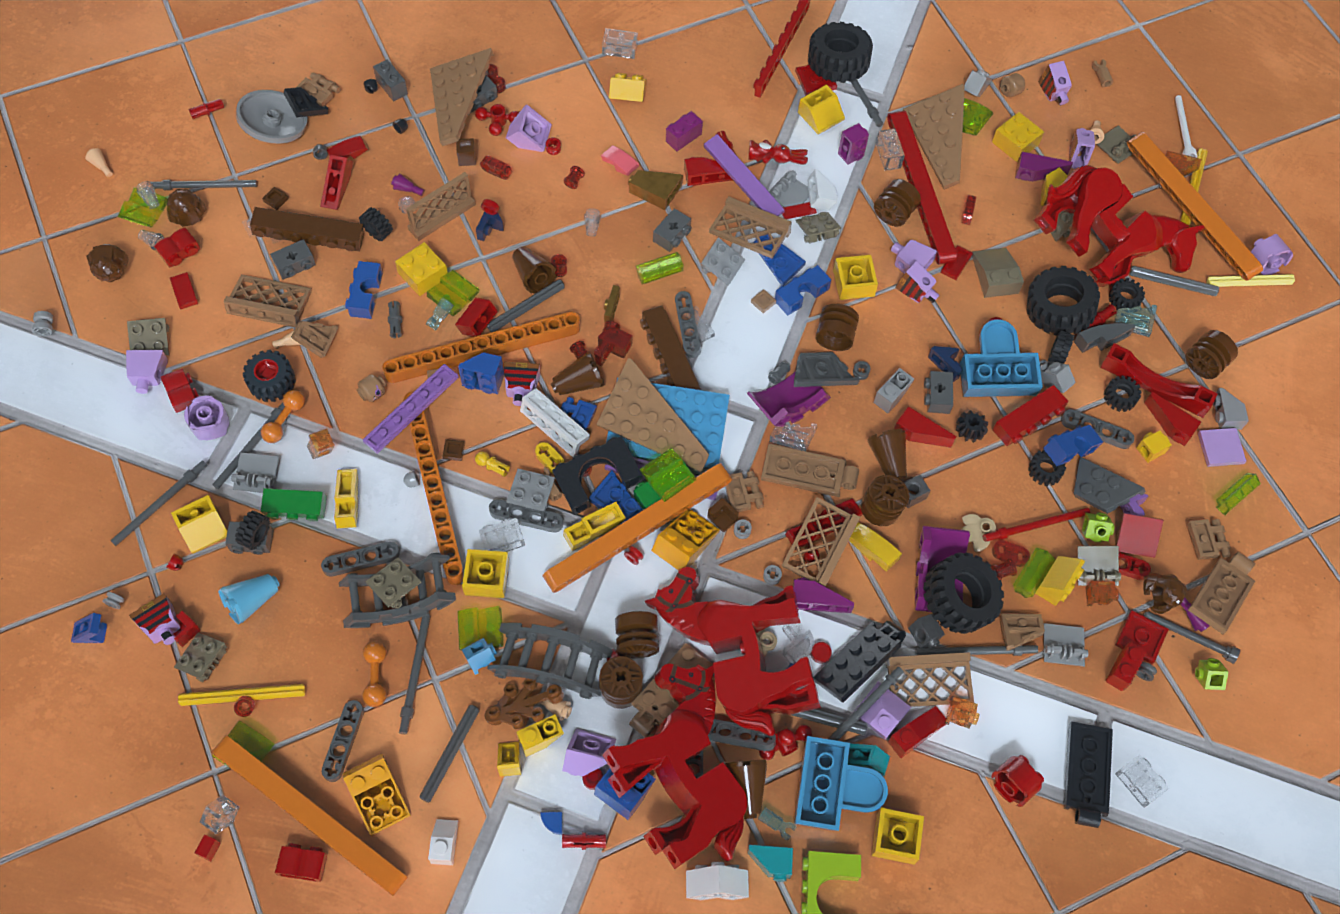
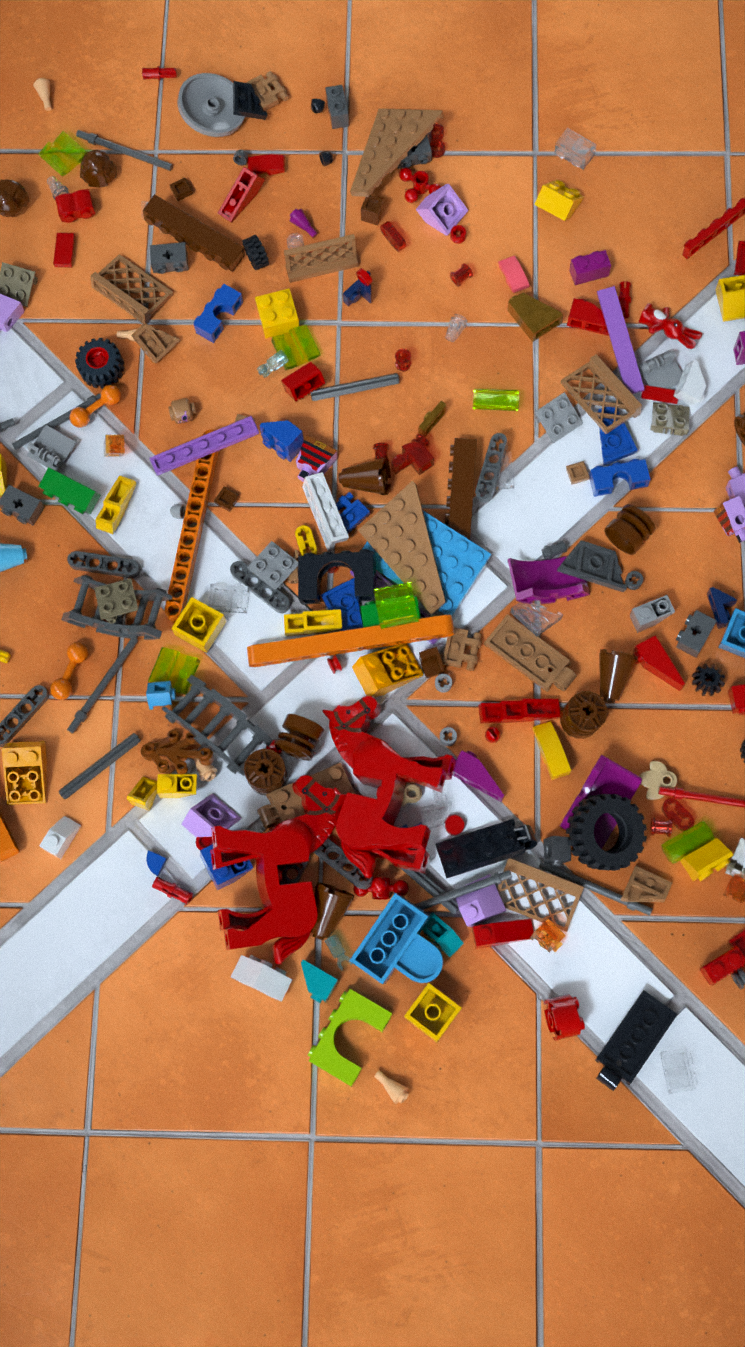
camera: 35 degrees right, 10 degrees up
(148, 194) = (70, 141): clear cone -> none
(179, 389) = (20, 345): red brick -> none
(206, 418) = (31, 381): lavender brick -> none
(252, 530) = (21, 502): black tyre -> none
(394, 319) = (232, 352): dark grey pin -> none
(483, 459) = (247, 518): yellow pin -> none
(489, 340) = (305, 408): orange beam -> none
(533, 270) = (376, 355): reddish brown cone -> none
(672, 230) = (526, 366): dark grey brick -> none
(836, 549) = (513, 741): medium nougat fence -> none
(855, 277) = (676, 486): yellow brick -> none
(920, 488) = (625, 715): flat silver brick -> none
(1064, 645) = (679, 919): light grey hinge -> none

